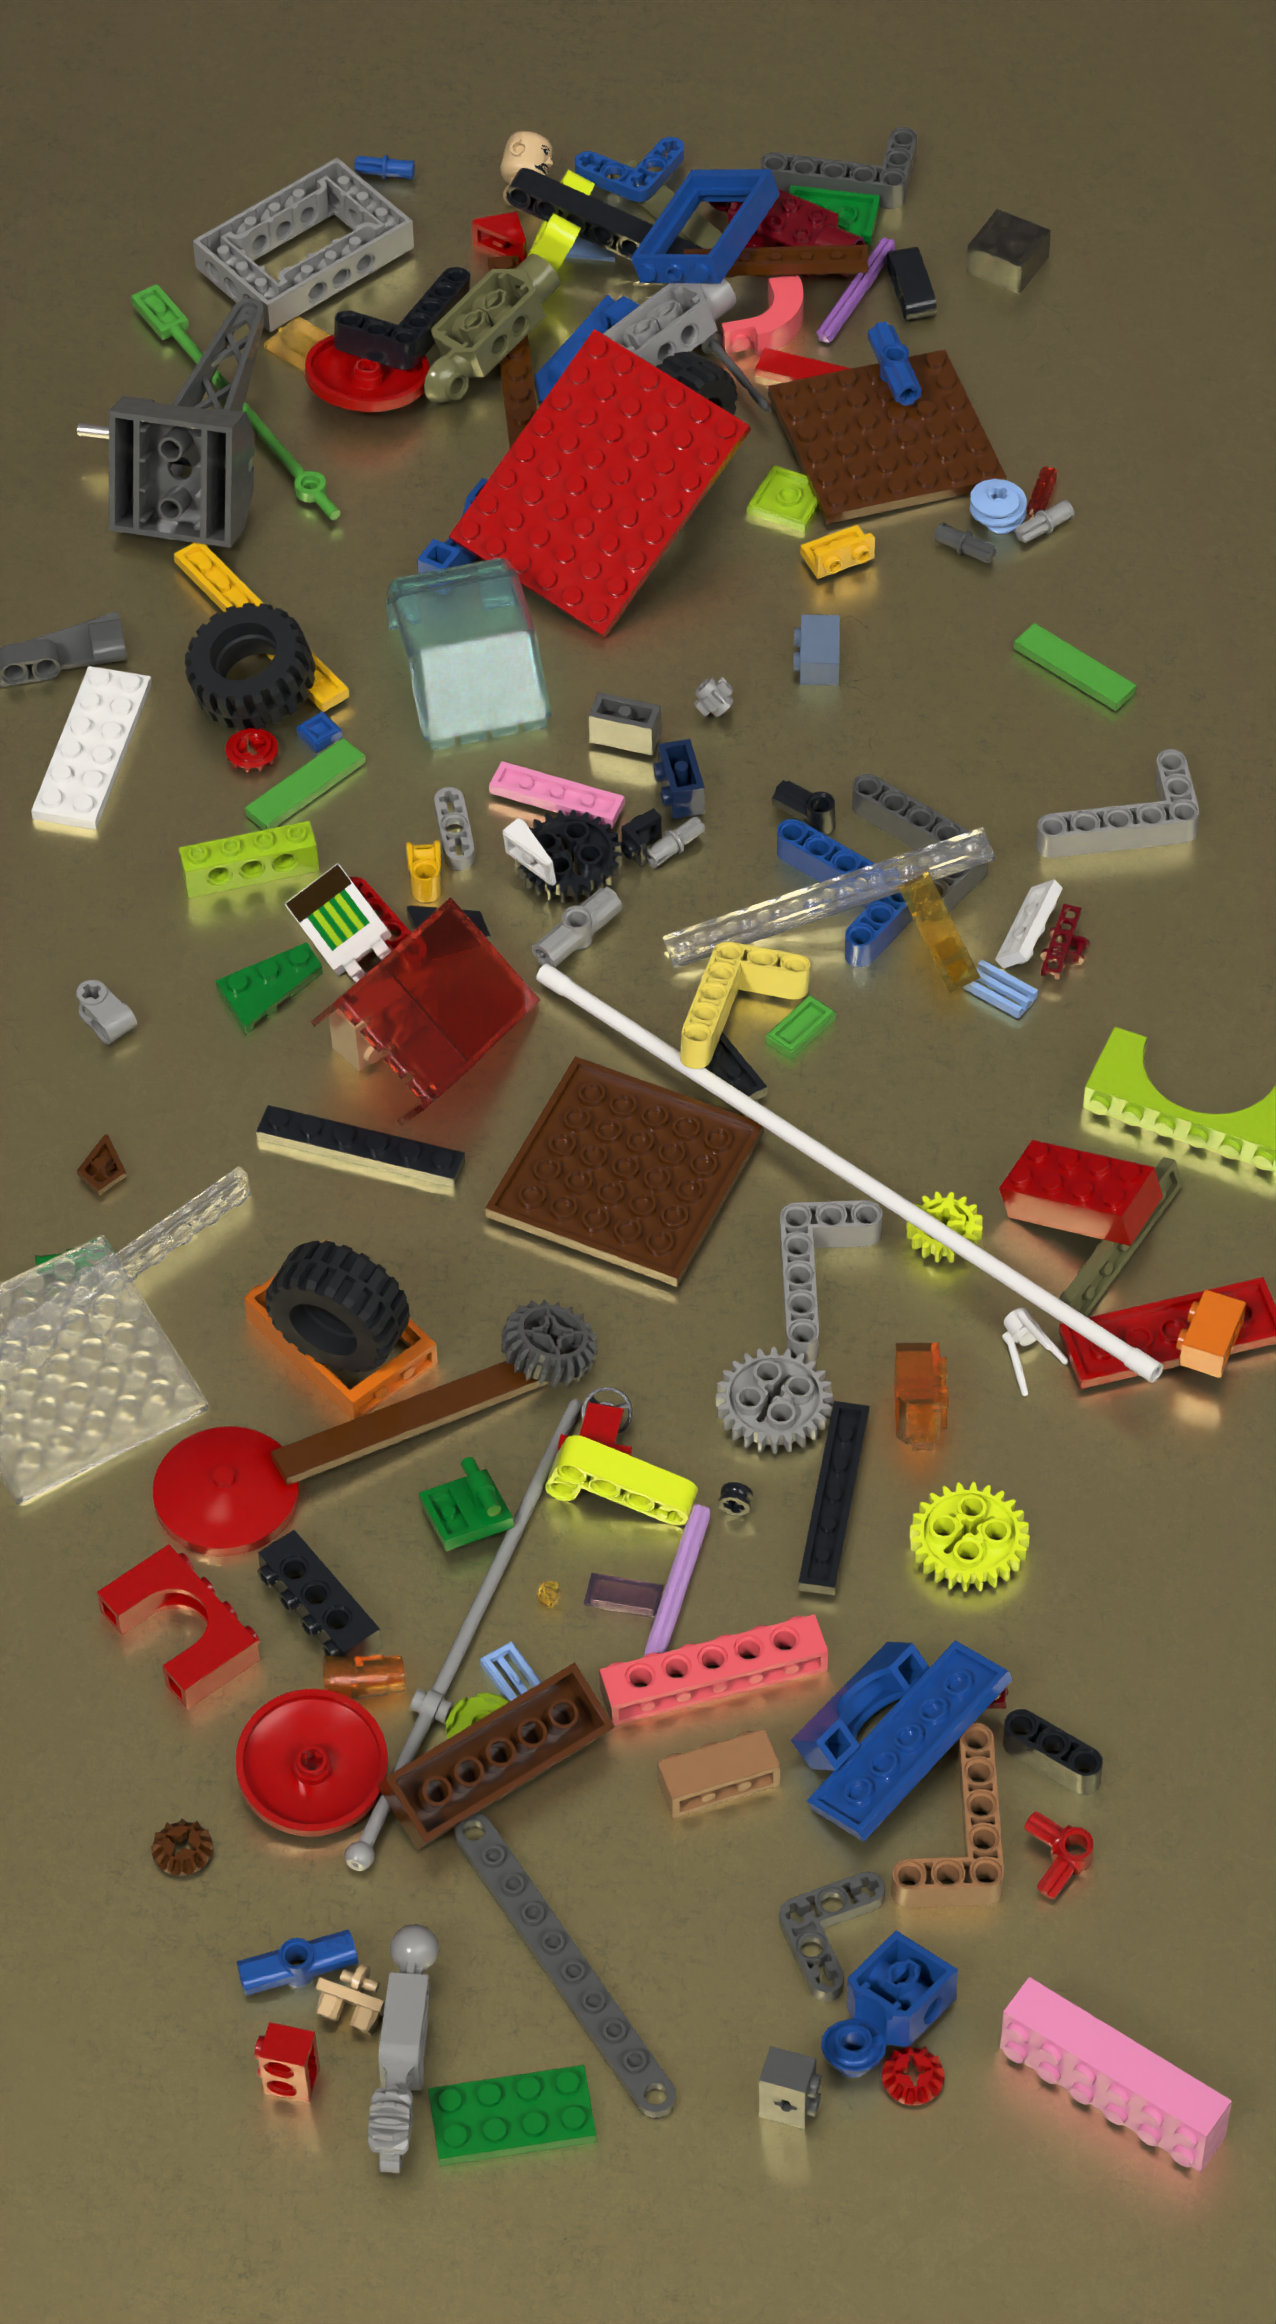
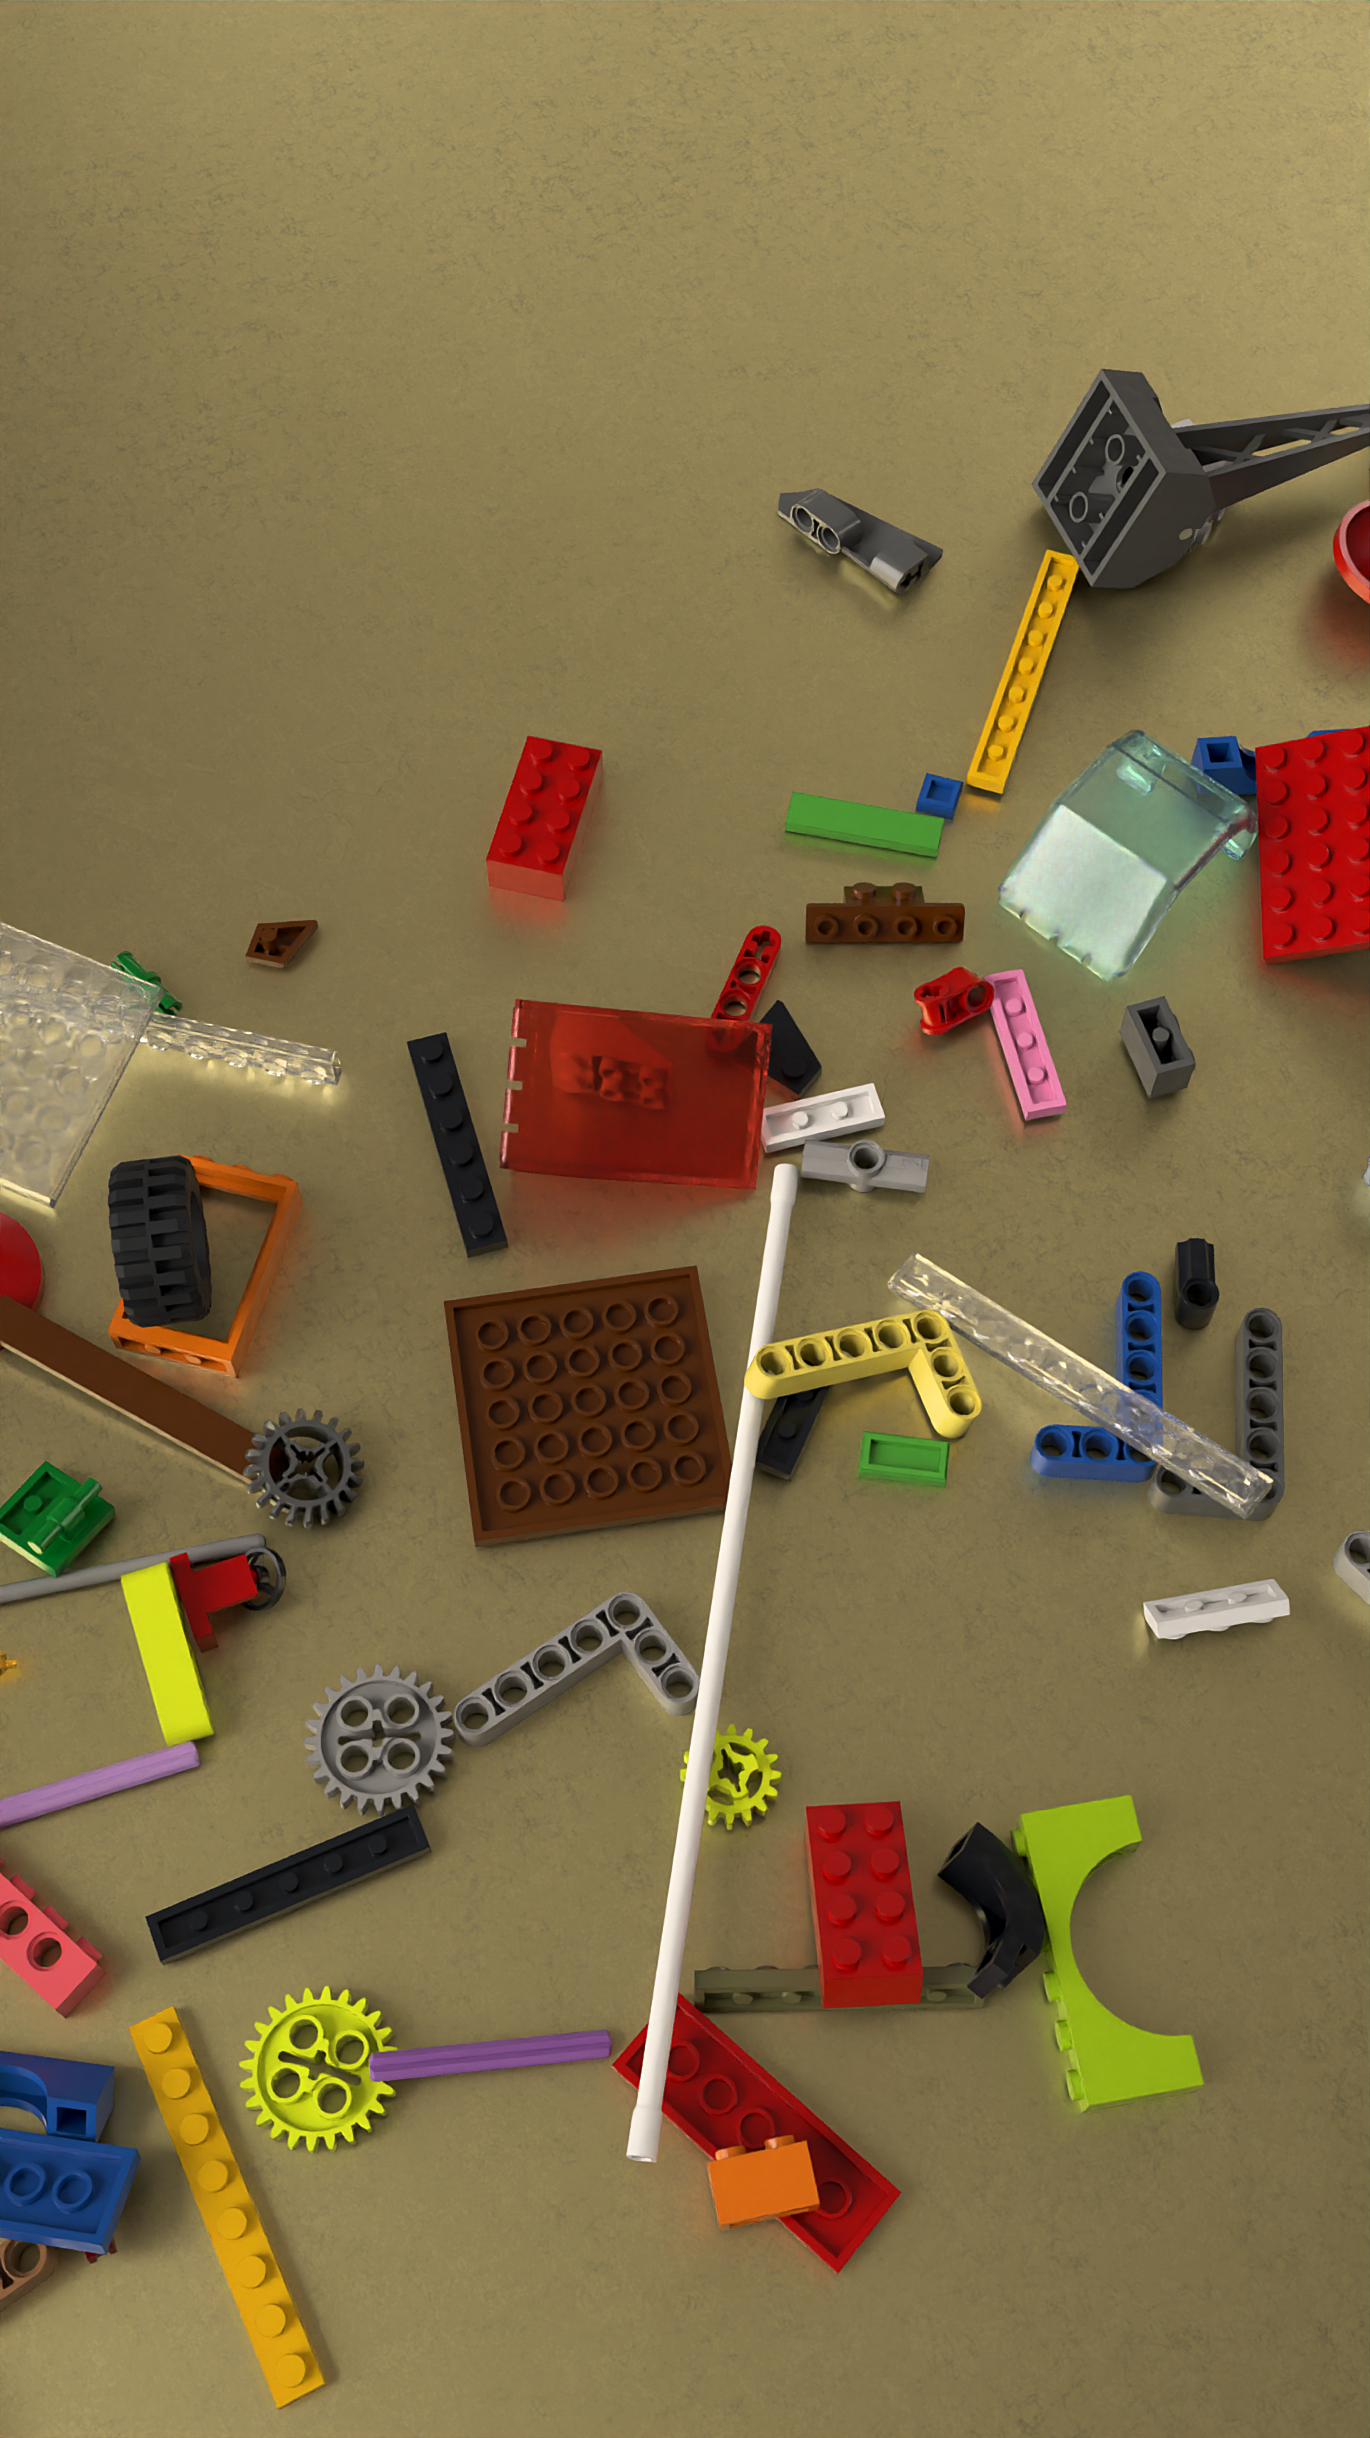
camera: 55 degrees right, 10 degrees up
(91, 748) = (771, 631): white plate -> none
(104, 1011) = (457, 829): light grey piece -> none
(142, 955) = (545, 818): none -> red brick
(169, 321) = (1321, 379): bright green bar -> none
(237, 636) = (940, 652): black tyre -> none
(249, 859) = (728, 832): lime brick -> none
(260, 741) = (864, 743): red gear -> none
(264, 985) = (598, 941): green wing -> none
(339, 922) = (710, 956): tile -> none
(392, 812) = (884, 915): none -> reddish brown bracket
(424, 870) = (841, 982): yellow piece -> none
(449, 839) = (914, 964): light grey beam -> none
(493, 809) = (953, 998): none -> red piece
(522, 927) = (821, 1117): none -> white plate
(527, 850) = (916, 1052): white slope -> none
(586, 843) = (918, 1084): black gear -> none
(623, 1595) = (37, 1741): tile -> none
(639, 834) = (1030, 1147): black bracket -> none
(674, 842) = (1049, 1187): light grey axle -> none
(681, 779) = (1127, 1141): dark blue brick -> none
(713, 696) = (1264, 1106): light grey gear -> none
(735, 1499) = (224, 1780): black bush -> none
(920, 1394) = (460, 1898): clear orange hinge -> none
(939, 932) = (1117, 1537): clear yellow arch -> none
(1003, 986) = (1108, 1596): light blue tile -> none
(1015, 1632) = (227, 2209): none -> yellow plate
(1024, 1330) = (643, 1955): white plant -> none
(1028, 1439) = (489, 2055): none -> medium lavender axle
(1059, 1767) = (80, 2380): black beam -> none
(1068, 939) = (1233, 1663): dark red piece -> none
(1130, 1129) = (1005, 1902): none -> black arch

